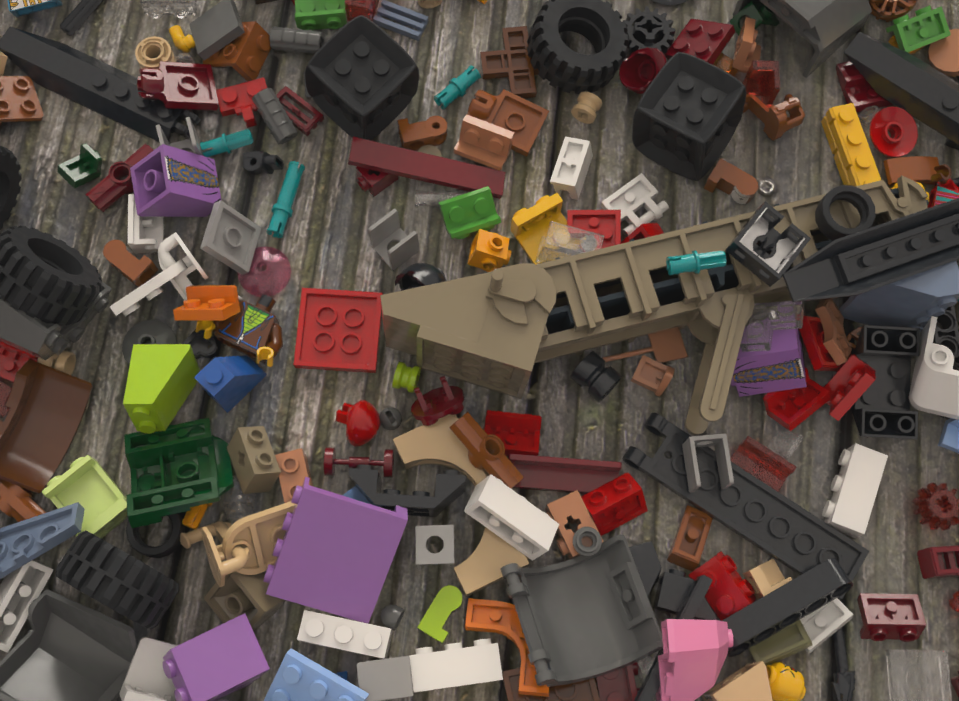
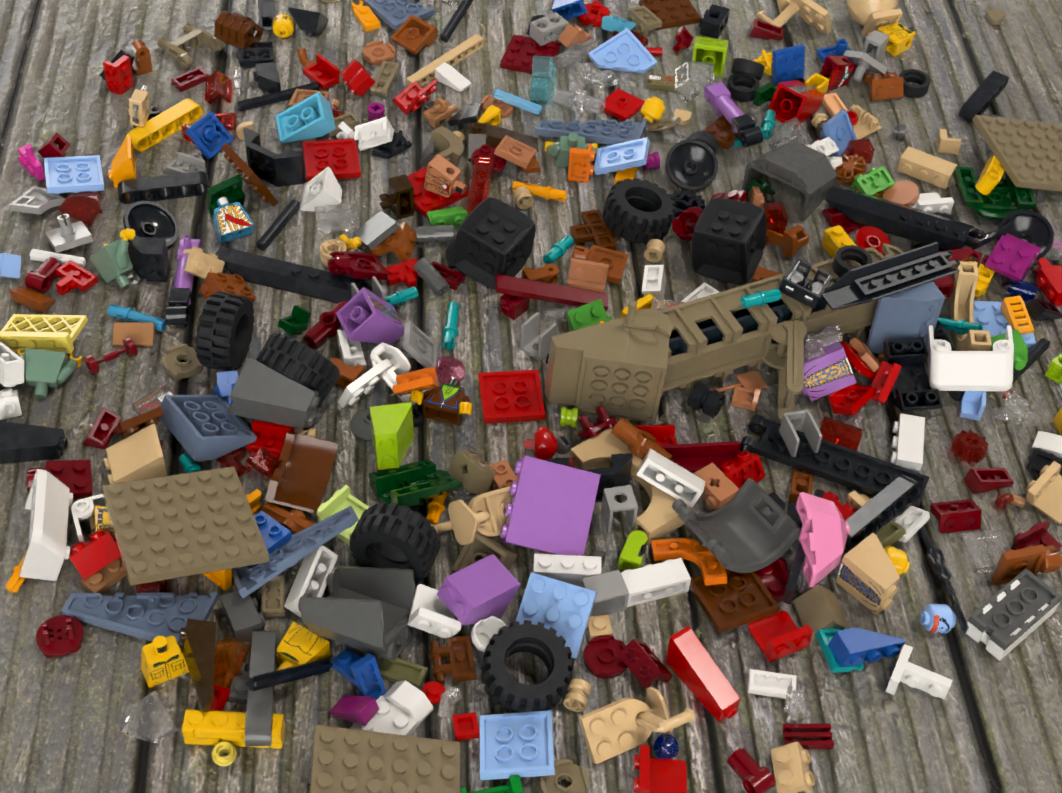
camera: 10 degrees left, 25 degrees down
(229, 379) = (439, 430): blue slope -> none
(264, 162) = (428, 305): black piece -> none
(589, 532) = (728, 487): dark grey plate -> none

